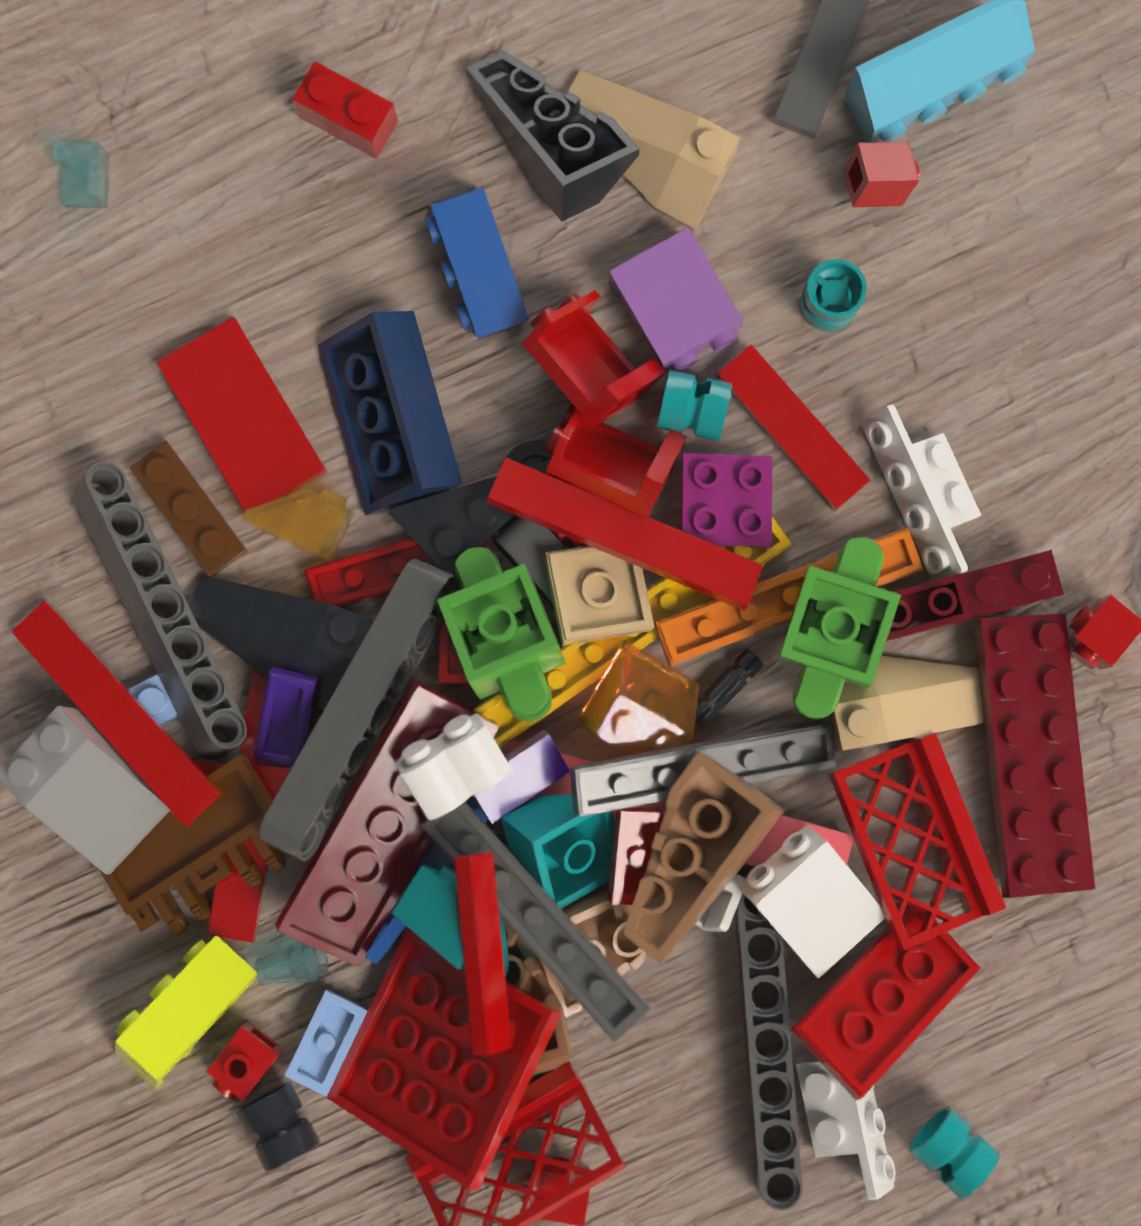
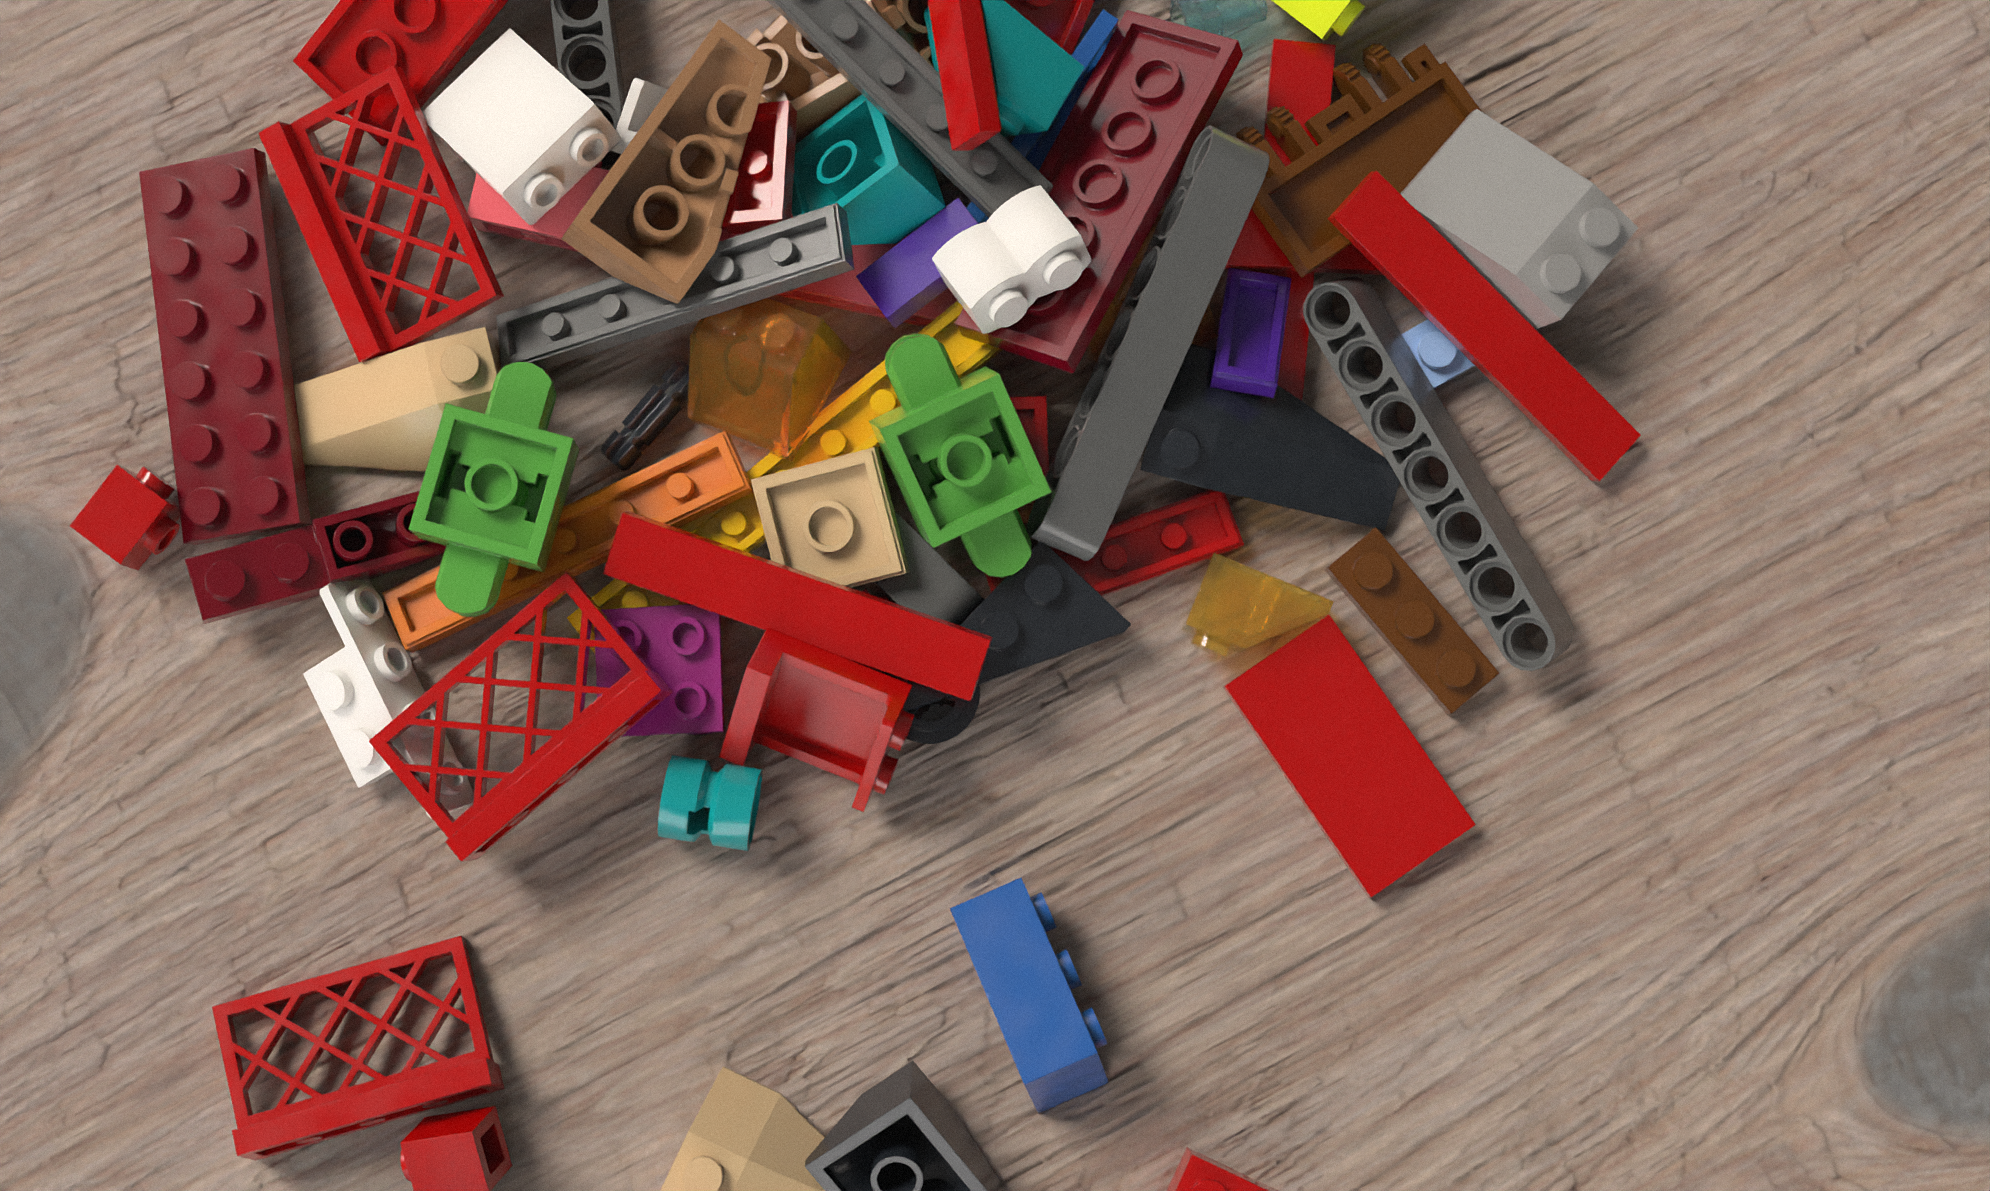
camera: 170 degrees right, 0 degrees up
(83, 173) = (1605, 1093): clear light blue panel -> none
(389, 411) = (1139, 770): dark blue slope -> none
(587, 361) = (862, 852): red panel -> none
(677, 301) = (741, 951): medium lavender panel -> none
(793, 428) = (587, 804): red tile -> none
(804, 432) = (556, 760): none -> red fence
(833, 295) = (519, 972): teal wheel -> none
(945, 214) = (368, 1103): none -> red fence

